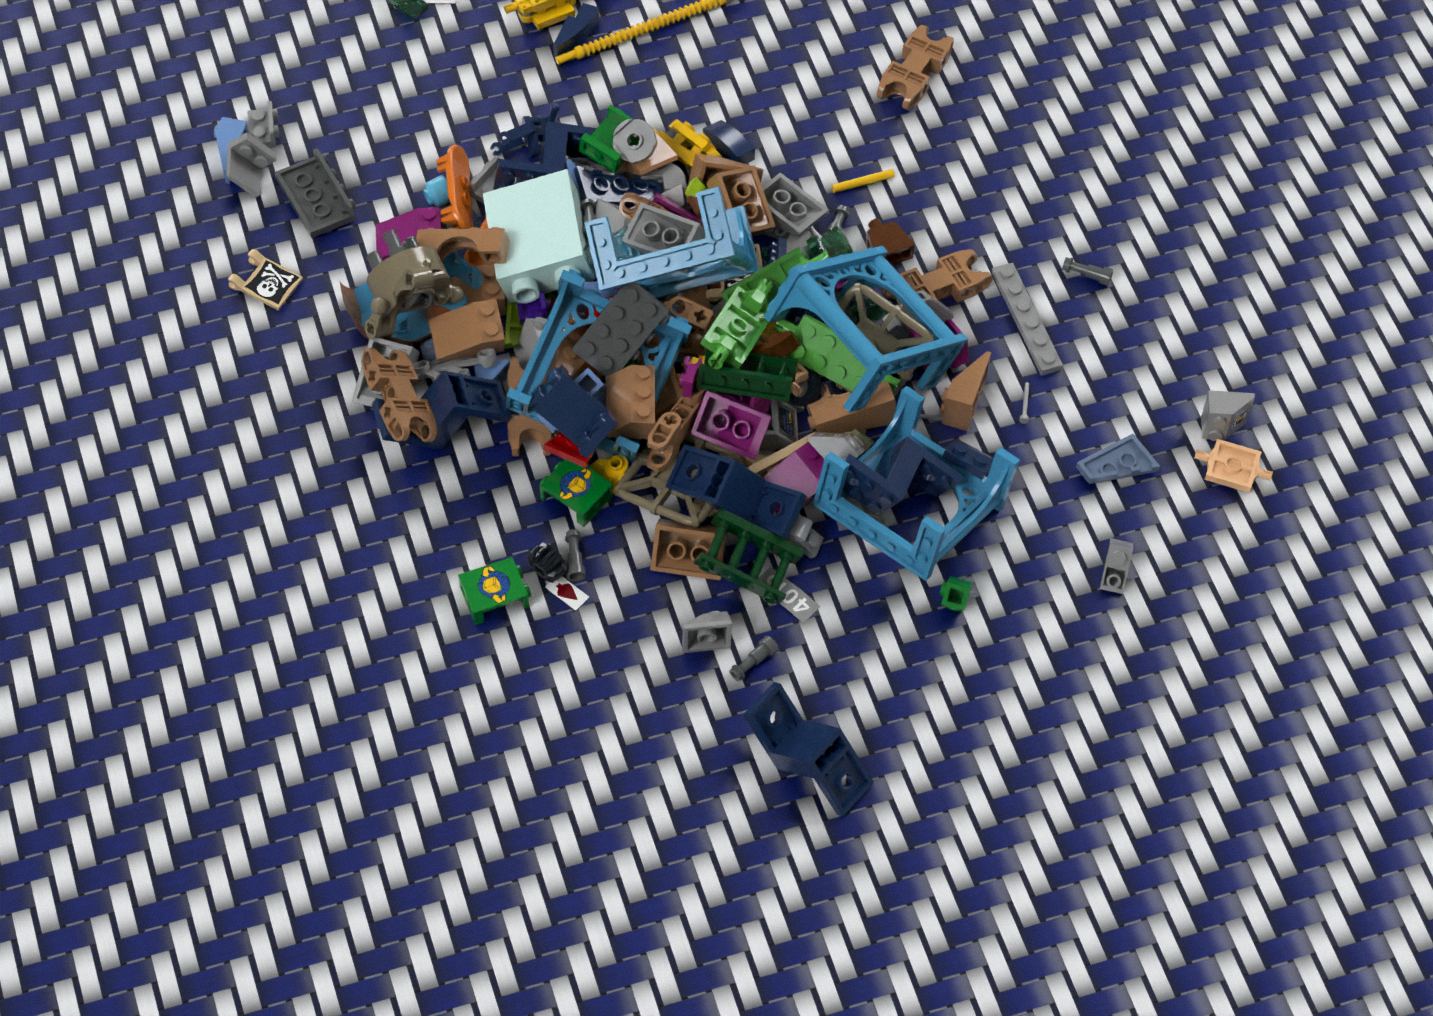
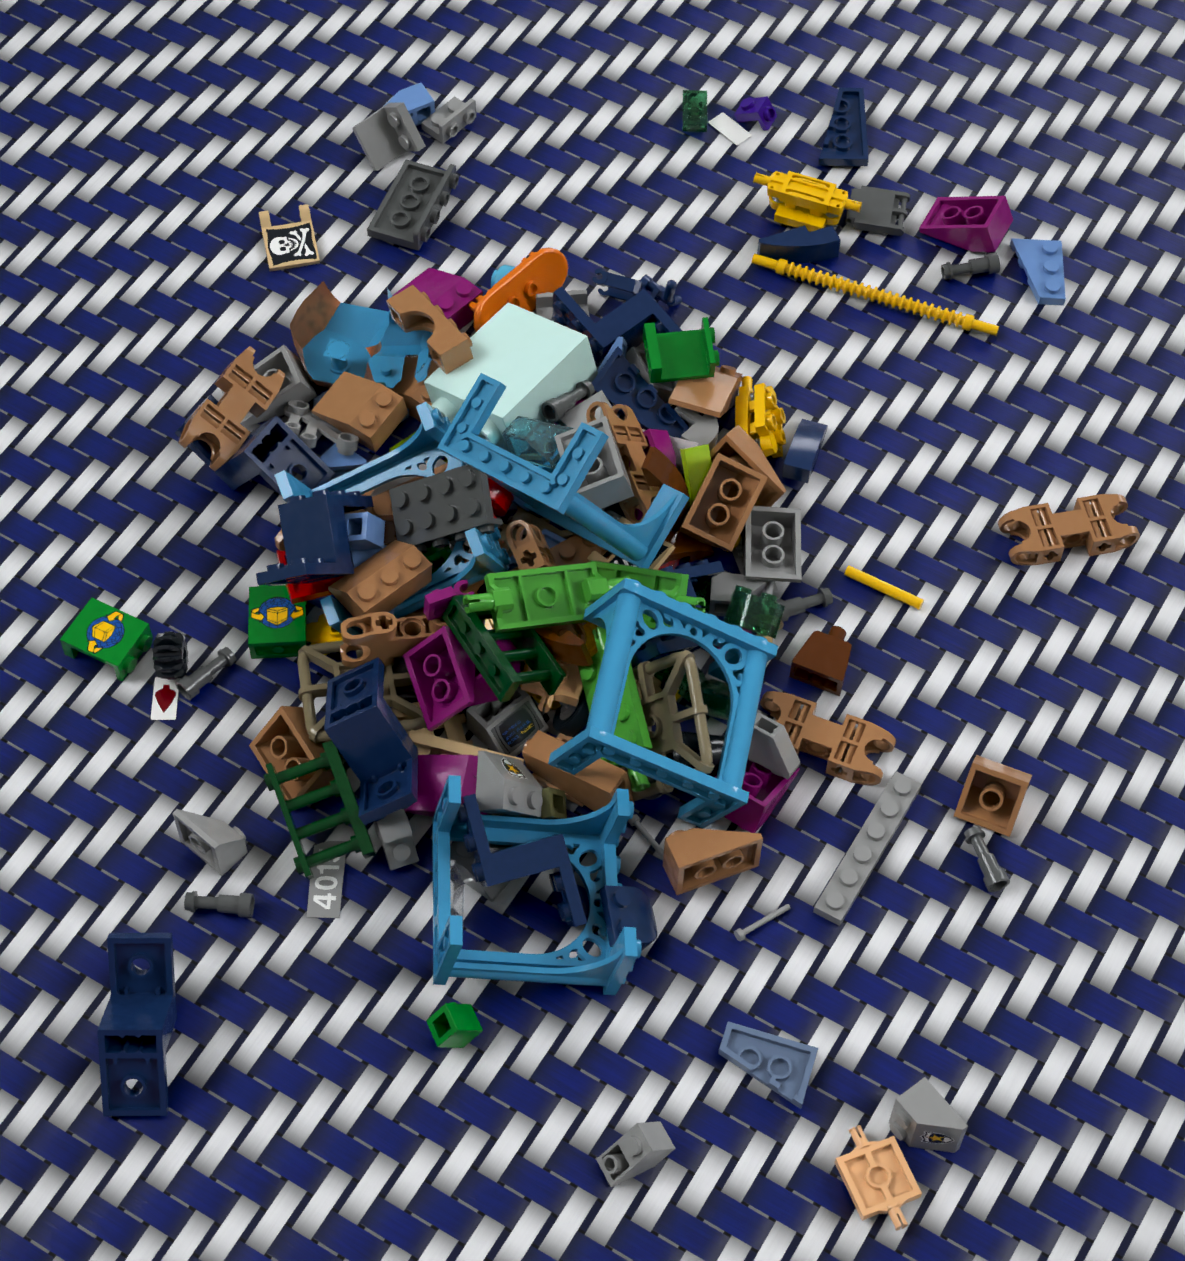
camera: 50 degrees right, 0 degrees up
(405, 283) = (341, 318): dark tan piece -> none
(622, 140) = (699, 375): light grey plate -> none
(1053, 235) = (992, 795): none -> medium nougat slope

